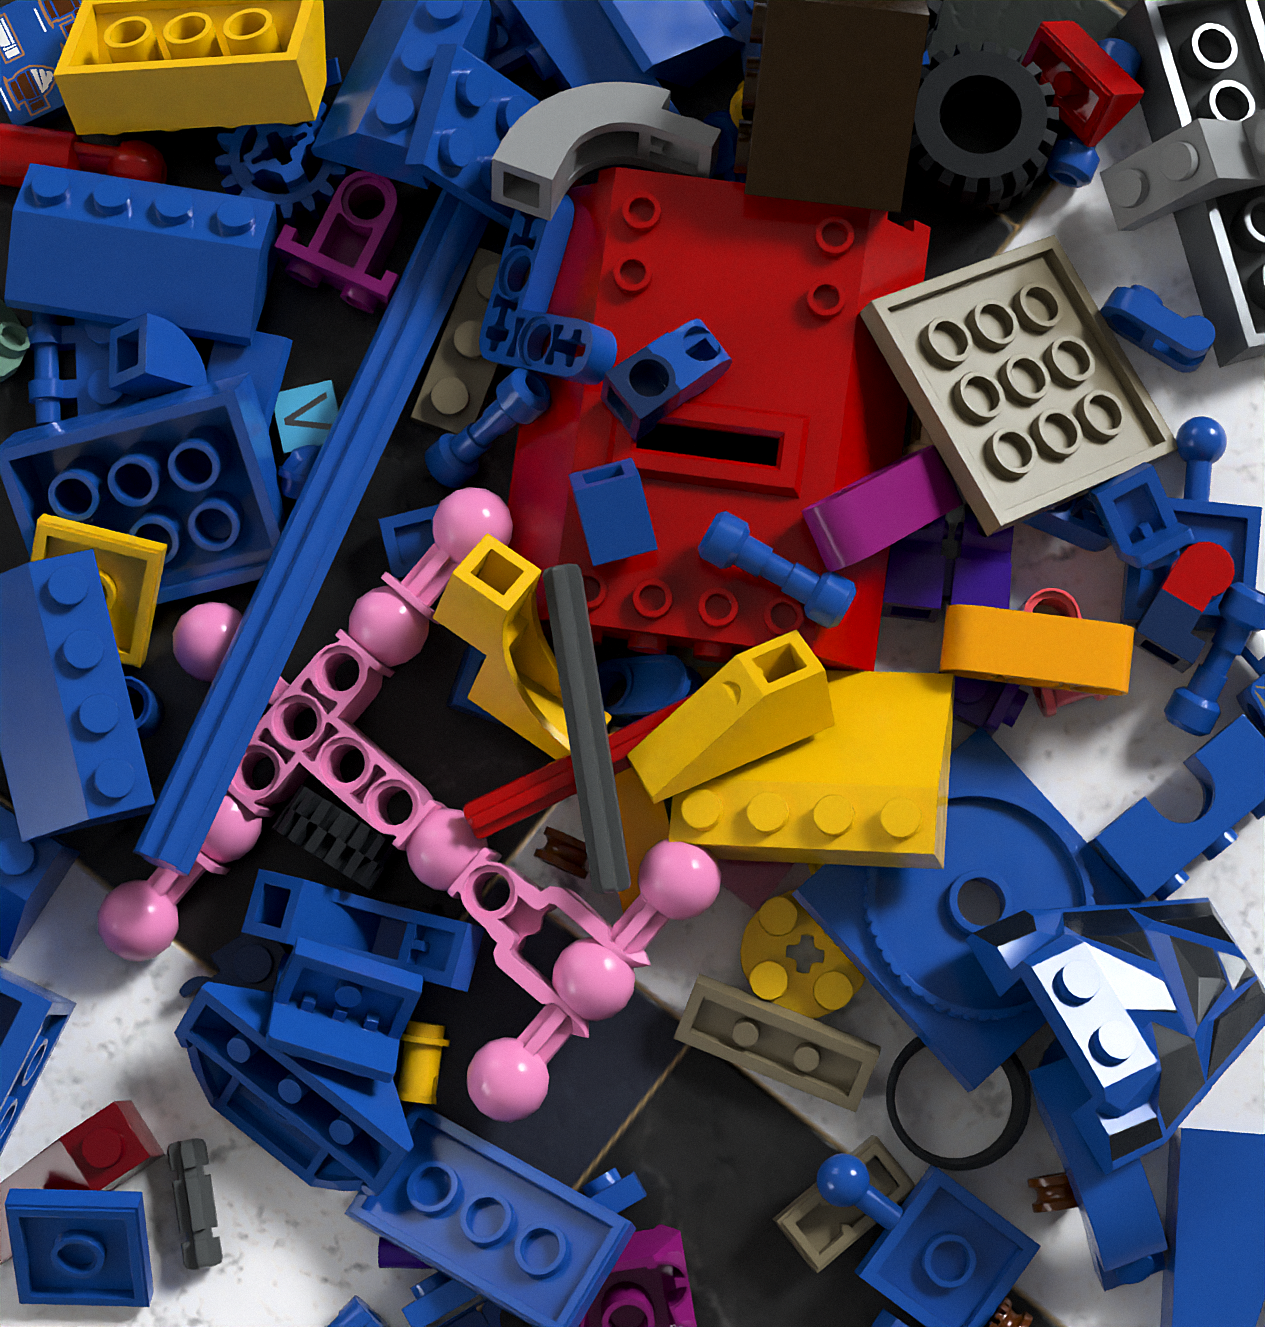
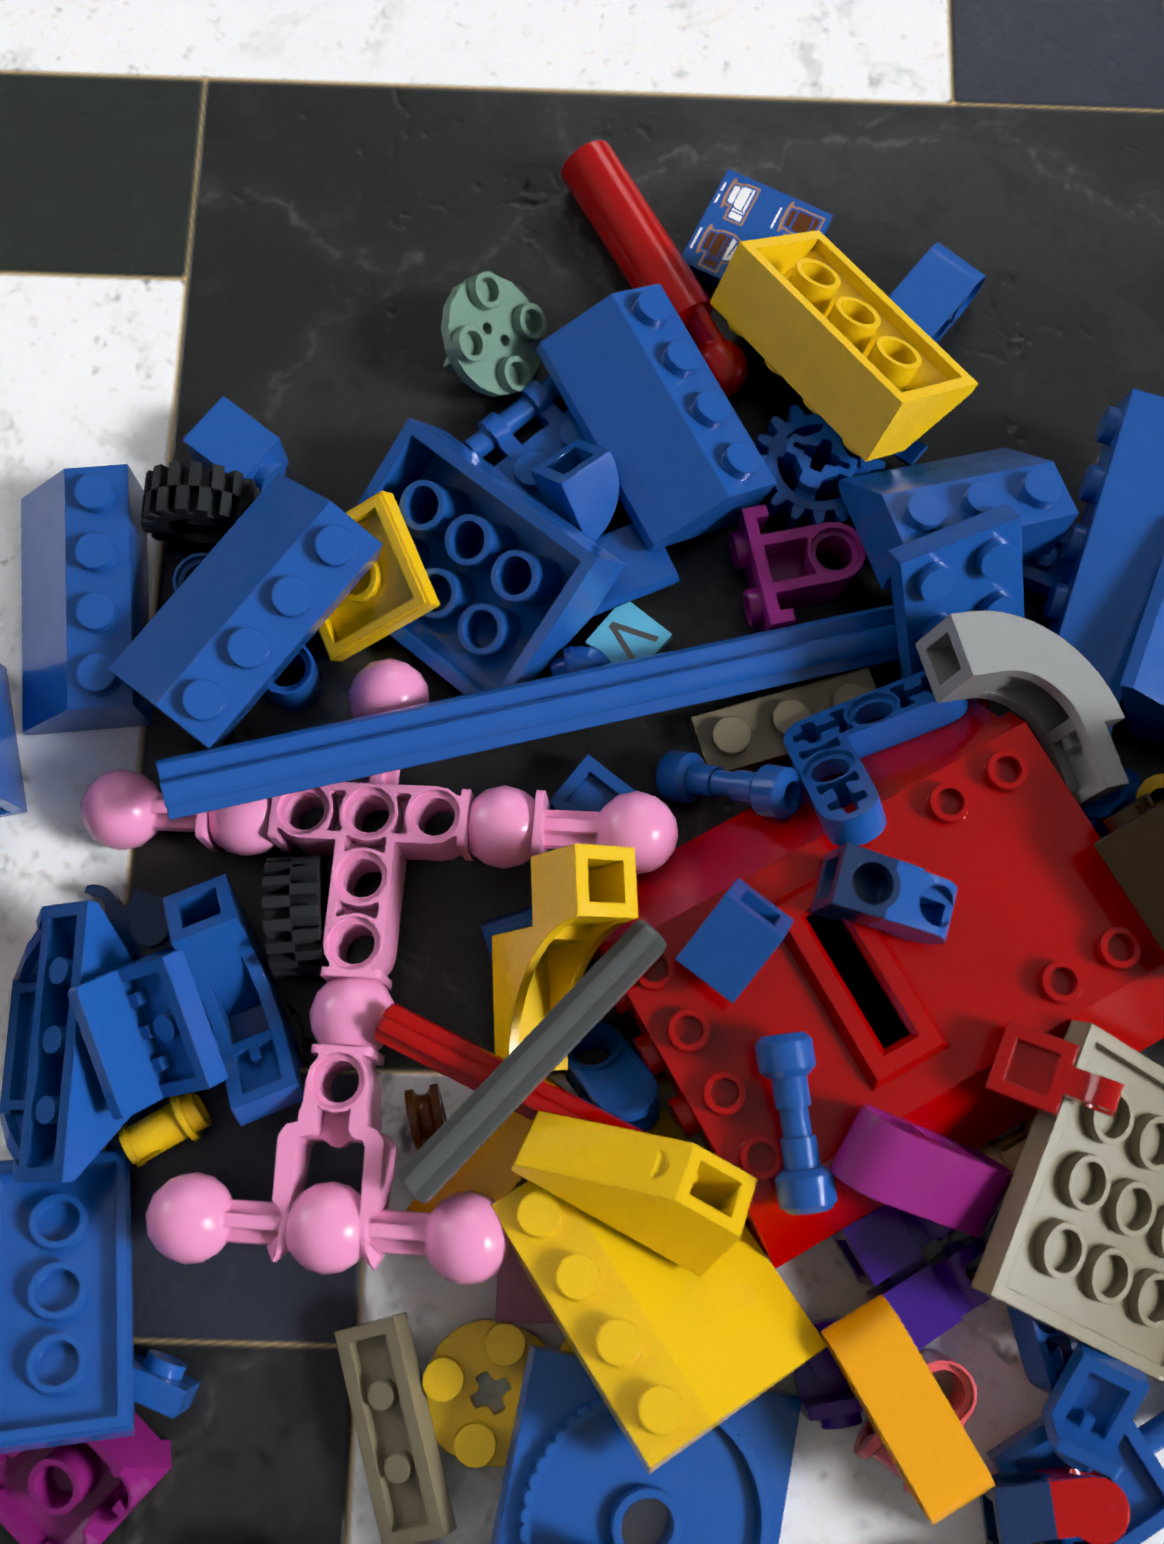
camera: 40 degrees right, 5 degrees down
(876, 366) = (1041, 1071): none -> red plate

